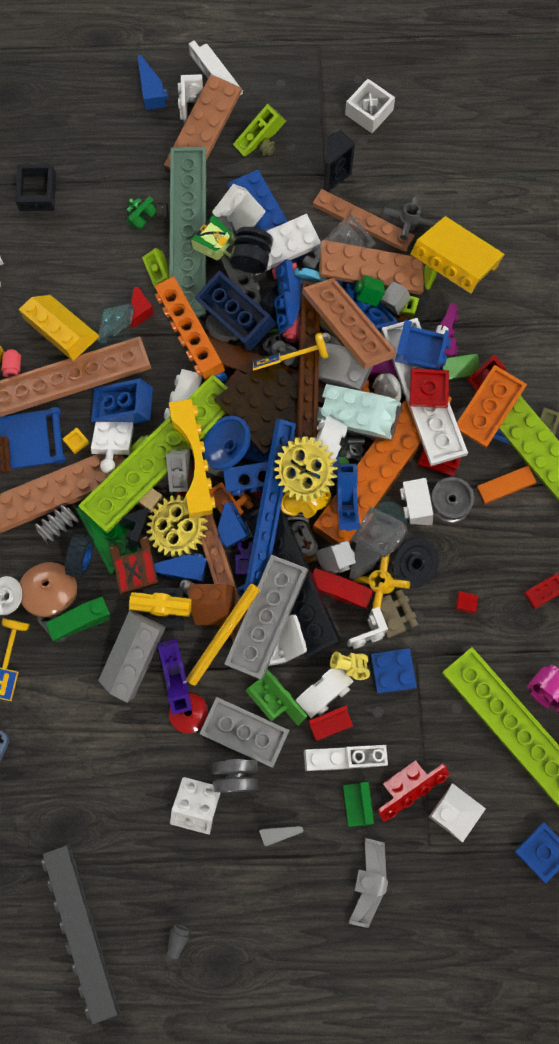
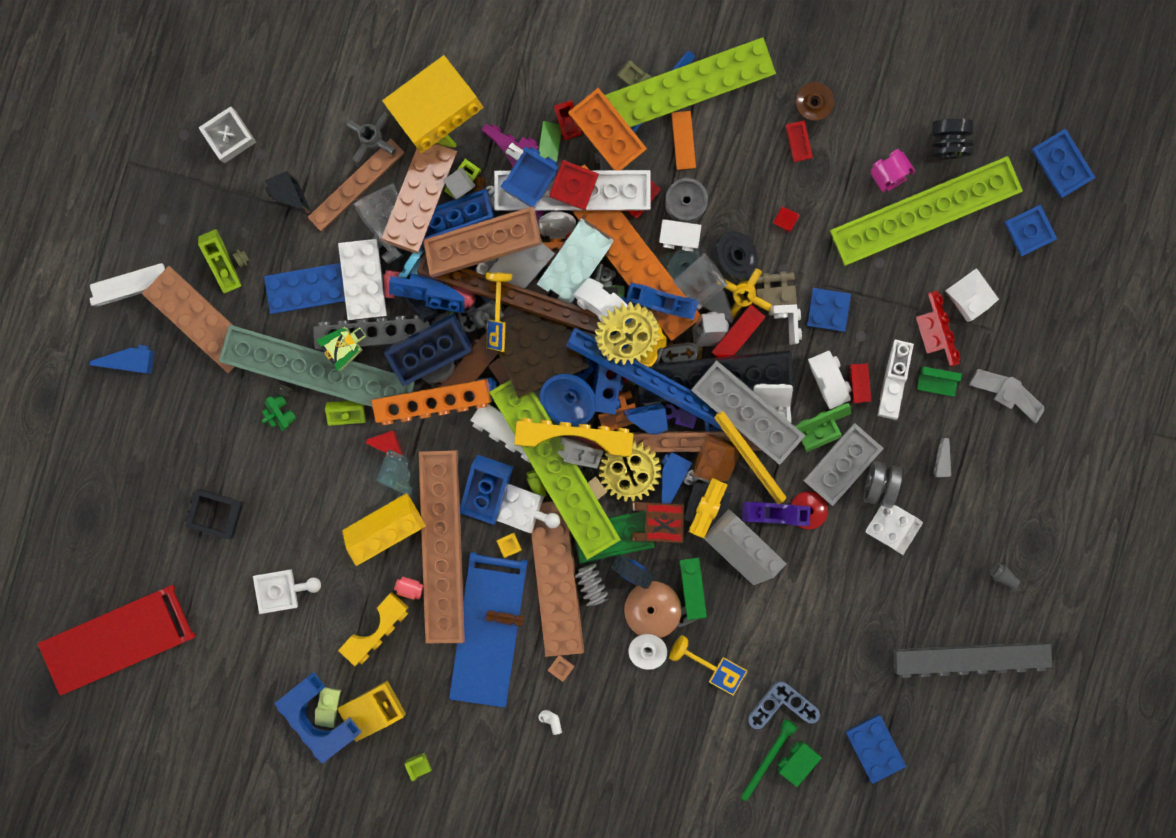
camera: 65 degrees left, 15 degrees up
(134, 523) = (616, 508): black slope -> none
(189, 92) = (149, 319): white bracket -> none
(239, 208) = (311, 308): white bracket -> none
(251, 250) = (369, 313): black wheel -> none
(353, 664) = (813, 345): light yellow connector -> none
(370, 290) = (446, 207): green brick -> none

